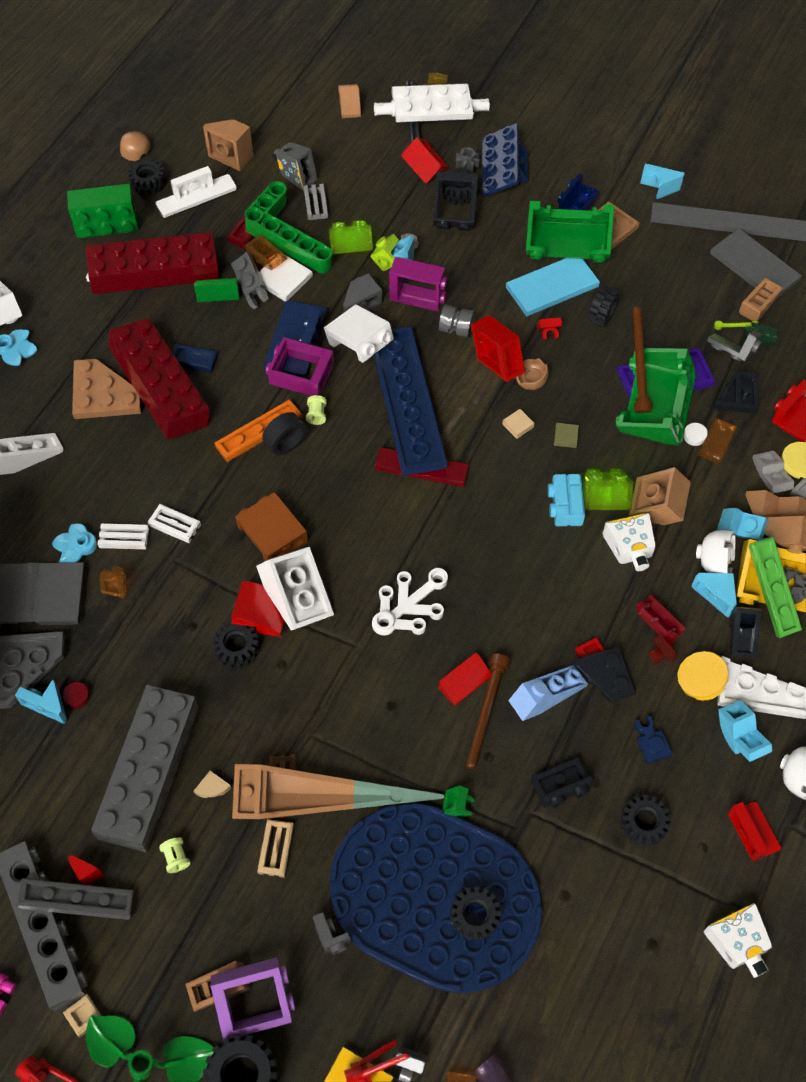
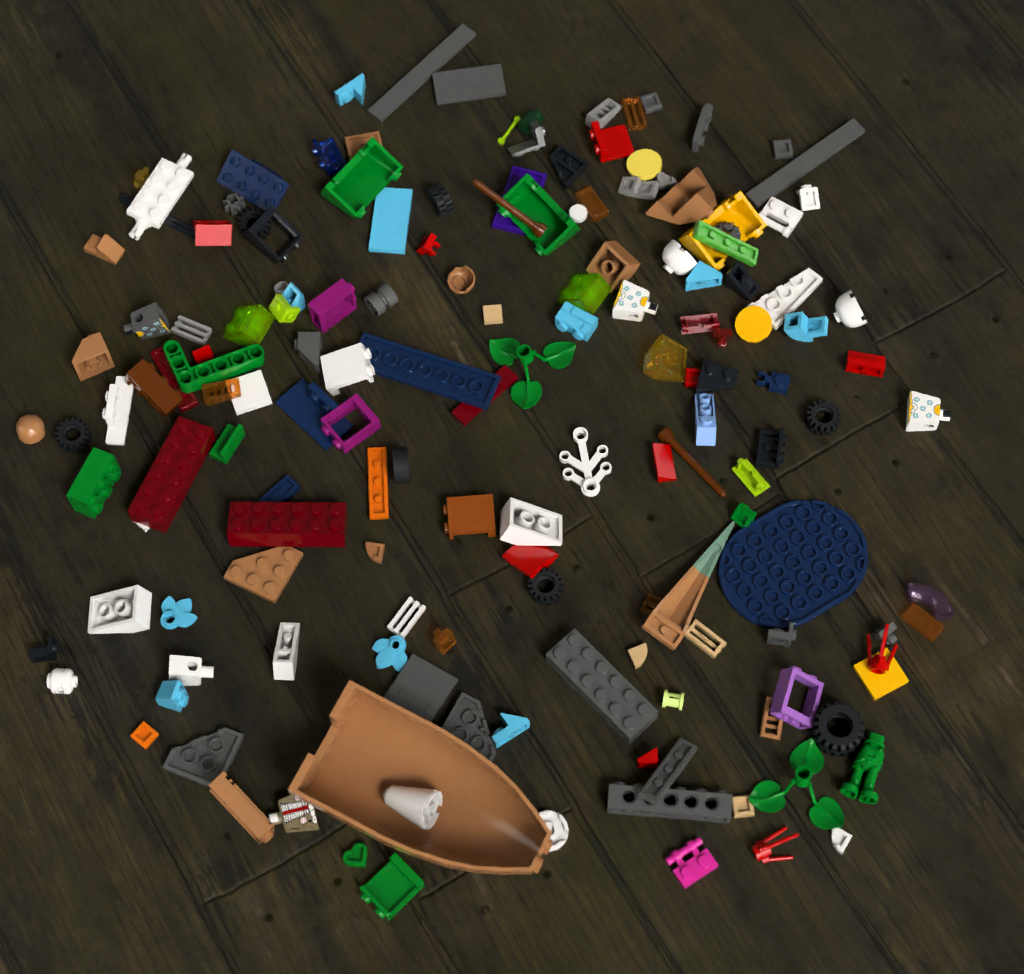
camera: 55 degrees left, 5 degrees up
(76, 695) = (515, 707): dark red tile -> none
(170, 530) = (423, 584): white tile -> none
(181, 469) = (375, 551): none -> medium nougat tile
(227, 198) = (154, 388): none -> reddish brown wedge
(249, 279) = (237, 415): dark grey hinge -> none
(294, 219) = (203, 354): none -> red slope
(316, 410) = (390, 435): yellowish green bush -> none
(480, 897) = (826, 535): black tyre -> none
(484, 460) = (507, 349): none -> green plant
(498, 348) = (431, 287): red window -> none
(512, 782) = (750, 477): none -> lime hinge
(566, 435) = (523, 291): olive tile -> none
(589, 611) = (666, 360): none -> clear yellow slope
(743, 524) = (667, 232): medium azure slope -> none
(753, 310) = (505, 112): medium nougat slope -> none

